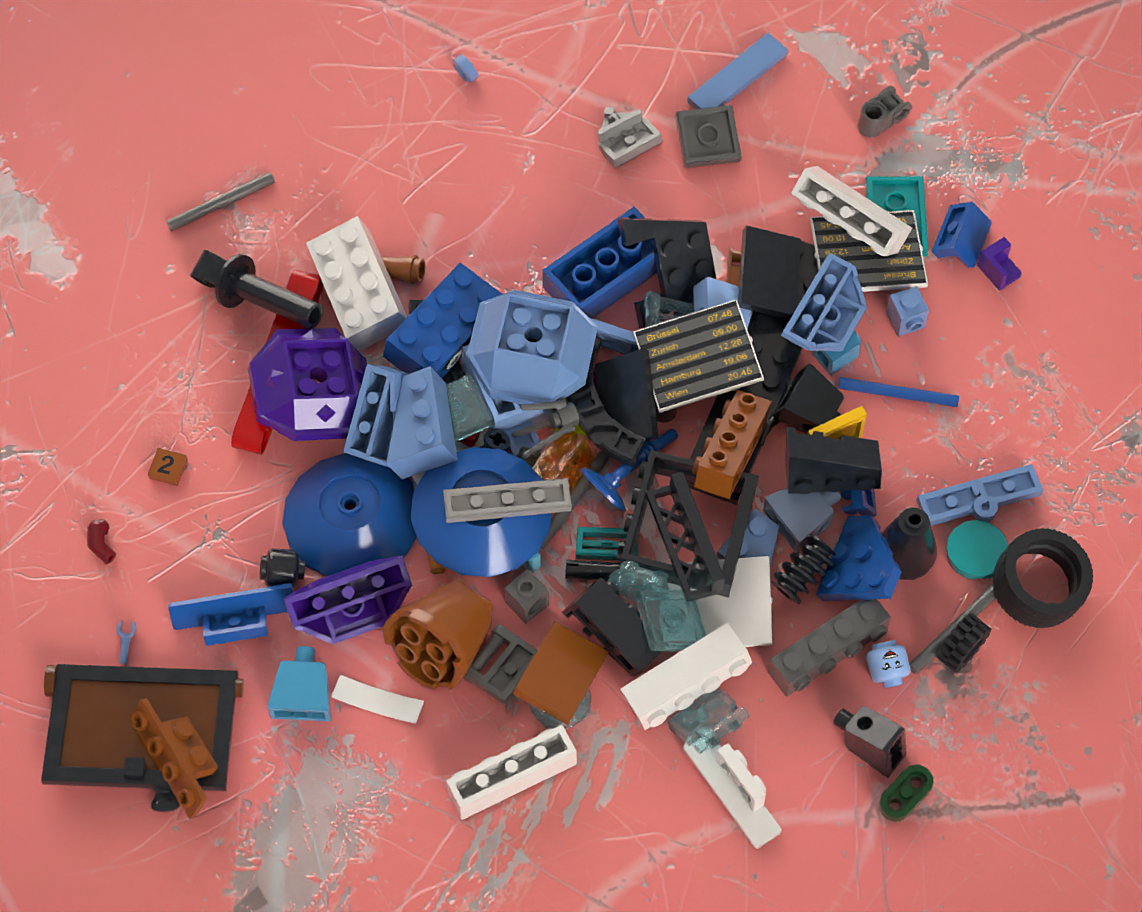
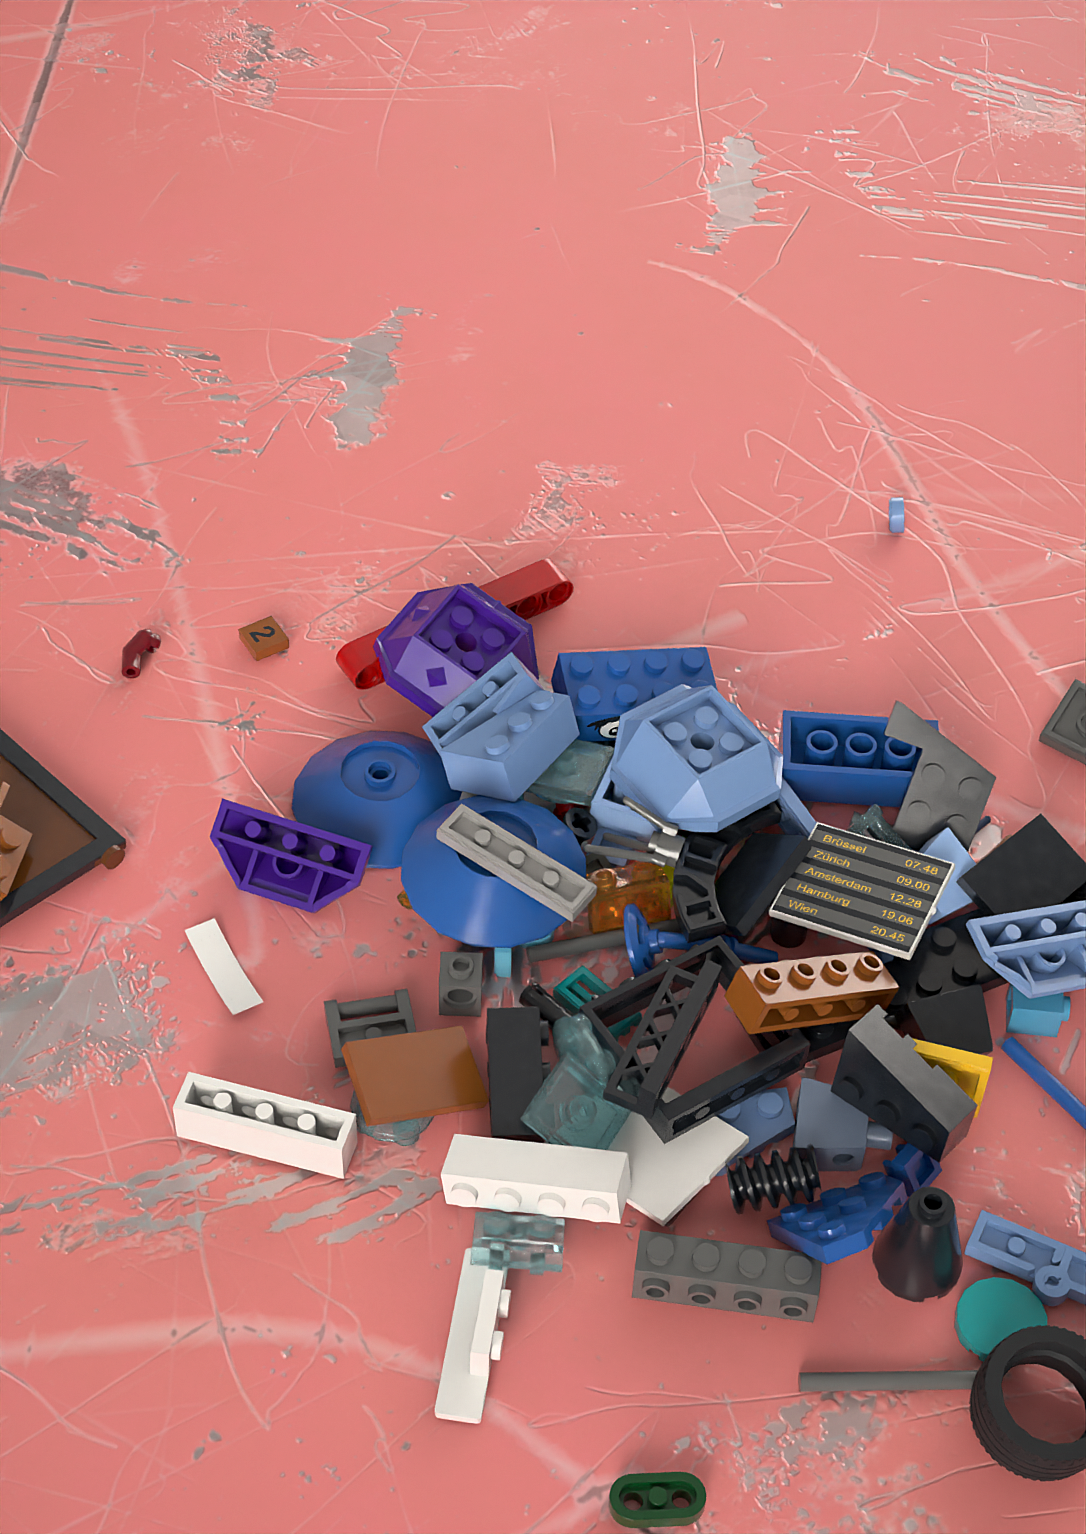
camera: 40 degrees right, 15 degrees down
(125, 641) = (68, 733): medium blue hand -> none
(220, 201) = (550, 473): dark grey bar -> none
(231, 615) = (170, 787): blue bracket -> none
(237, 281) = (487, 534): black piece -> none
(281, 567) = (261, 785): black head -> none
(301, 689) = (162, 899): dark azure torso -> none
(357, 283) = (596, 601): white brick -> none
(406, 268) = (657, 630): dark orange cone -> none
(439, 634) = (336, 943): dark orange cone -> none
(626, 136) = (1004, 672): light grey slope -> none
(873, 738) = (673, 1394): torso -> none
(888, 663) = (774, 1349): light blue head -> none
(963, 642) = (880, 1393): black tyre -> none

